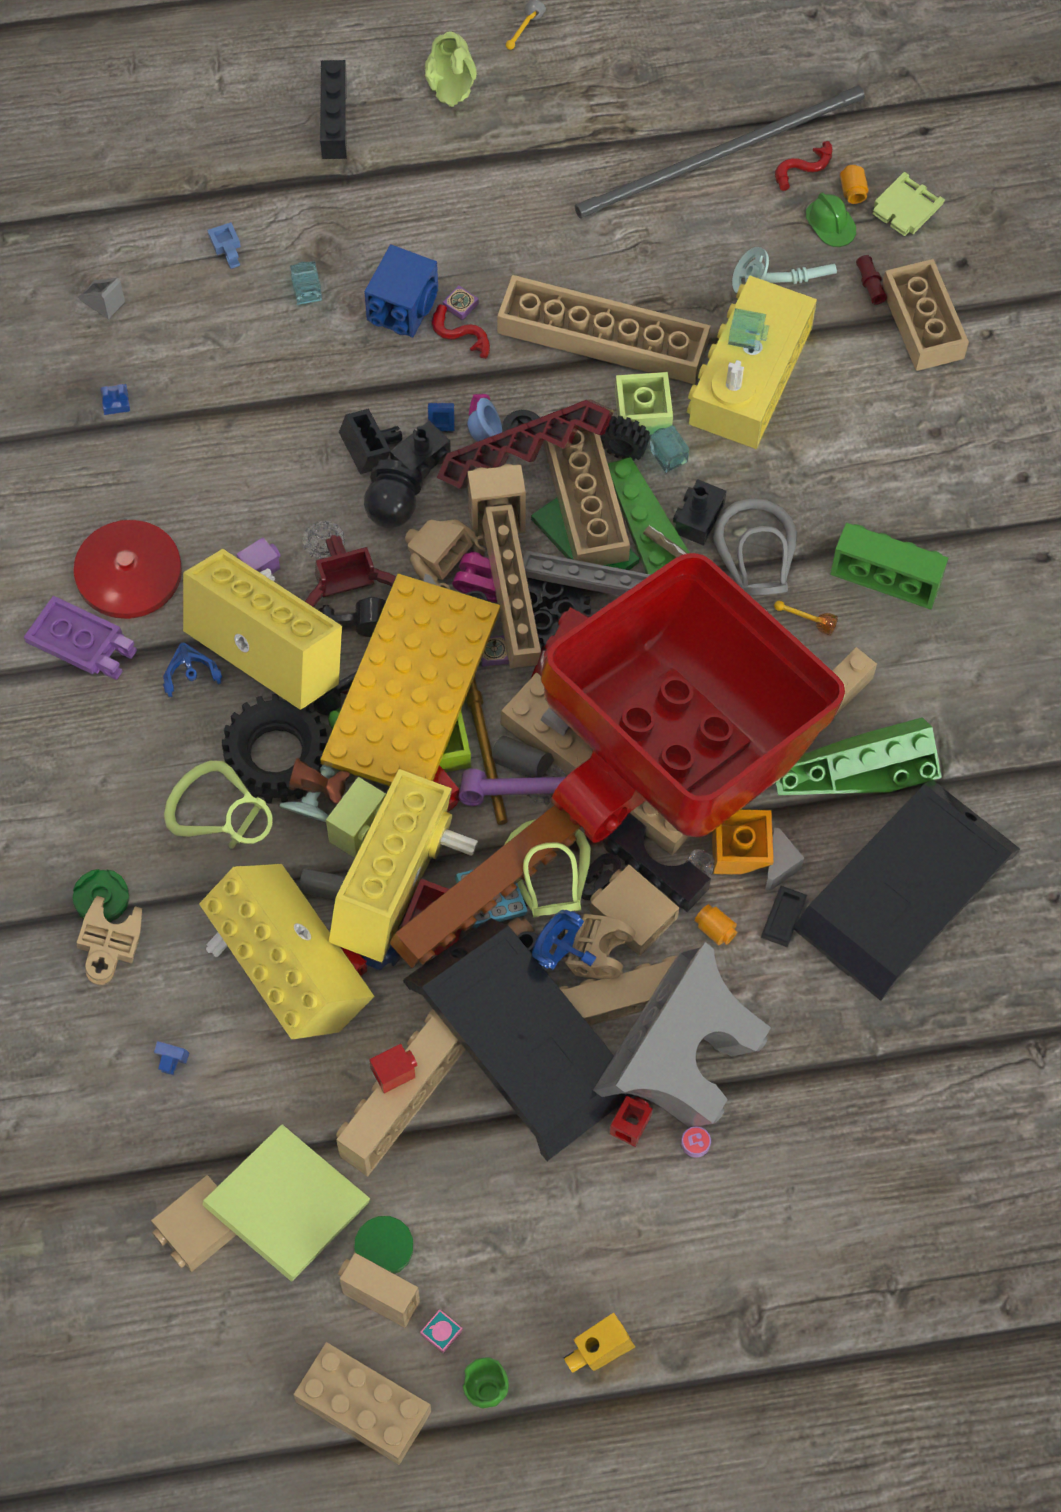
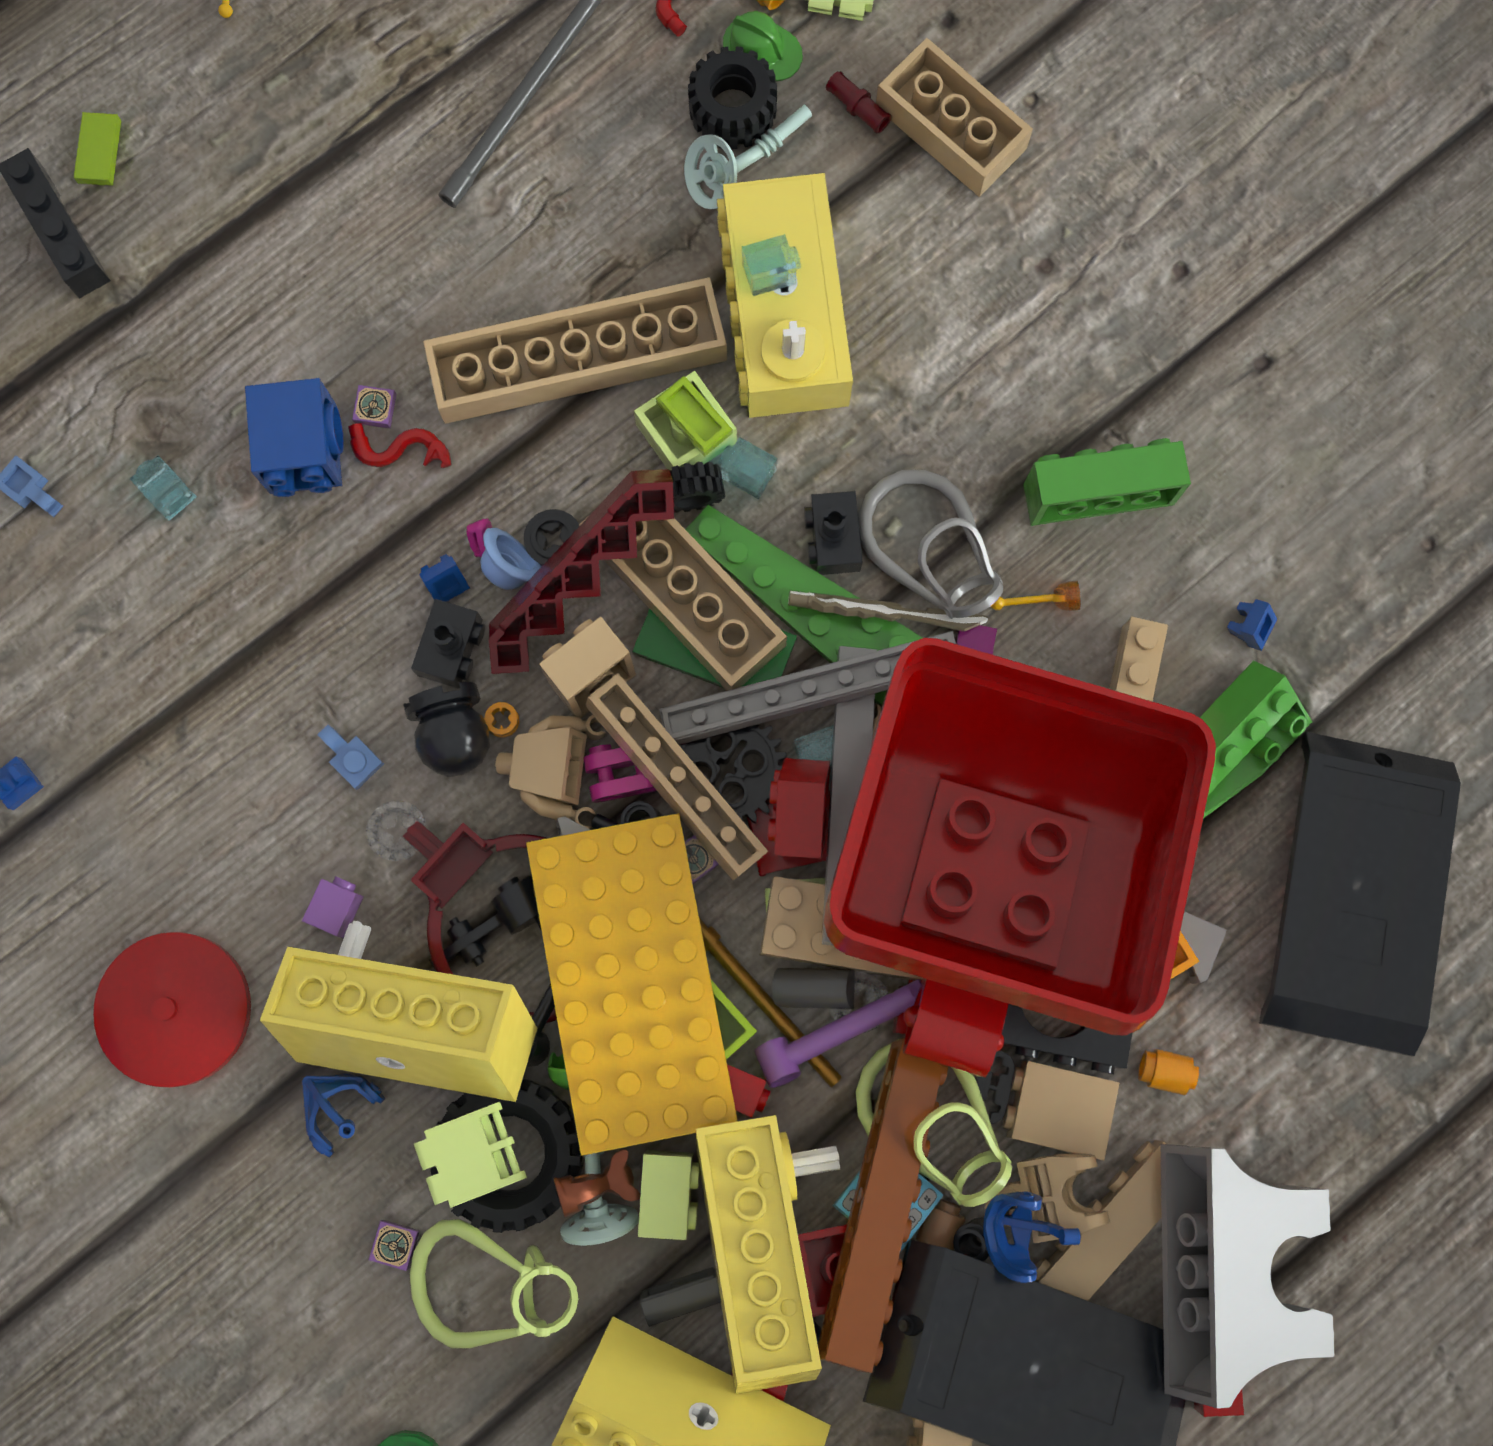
camera: 30 degrees left, 15 degrees up
(79, 638) = (166, 1142): medium lavender tile -> none
(174, 766) = (394, 1245): none -> tile
(253, 726) = (468, 1157): none -> yellowish green plate
(322, 488) = (353, 759): none -> medium blue plate
(366, 441) = (371, 668): black brick -> none
(385, 83) = (97, 148): none -> lime tile
(423, 505) = (491, 721): none -> light orange bush
(450, 69) = (171, 87): yellowish green hair -> none
(650, 395) = (694, 416): none -> lime tile
(696, 1141) = (1303, 1370): tile -> none
(783, 916) = (1235, 1009): black tile -> none
(797, 222) = (738, 72): none -> black tyre
(938, 700) = (1257, 625): none -> blue tile

